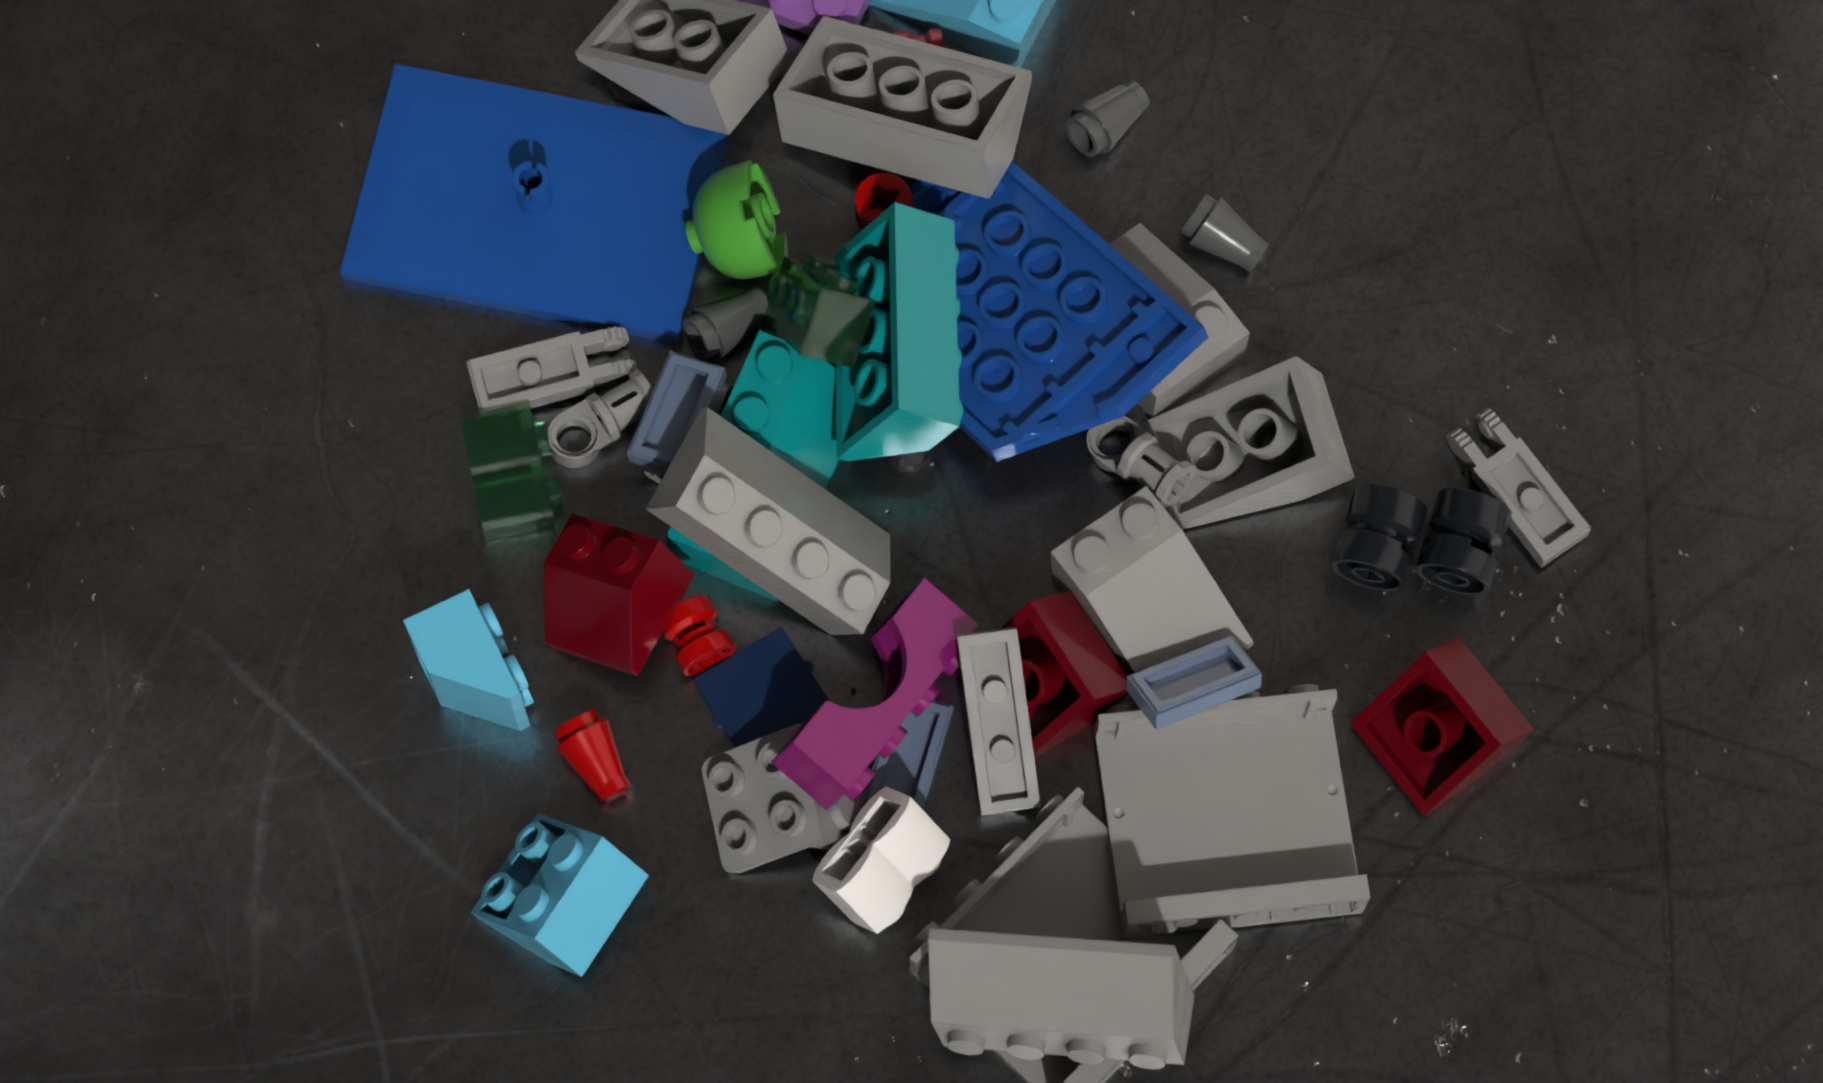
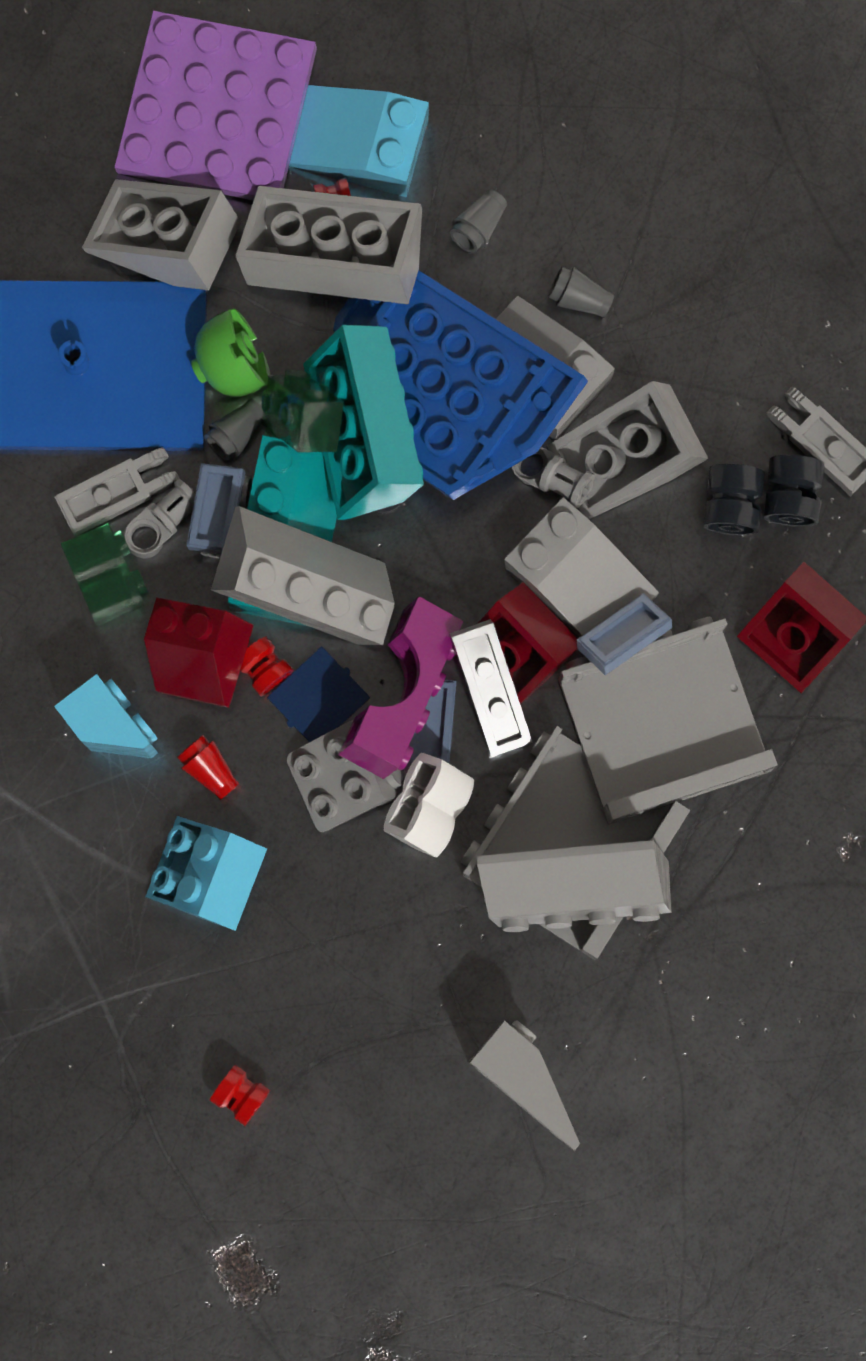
camera: 15 degrees left, 10 degrees up
(883, 186) = (322, 324): red wheel -> none

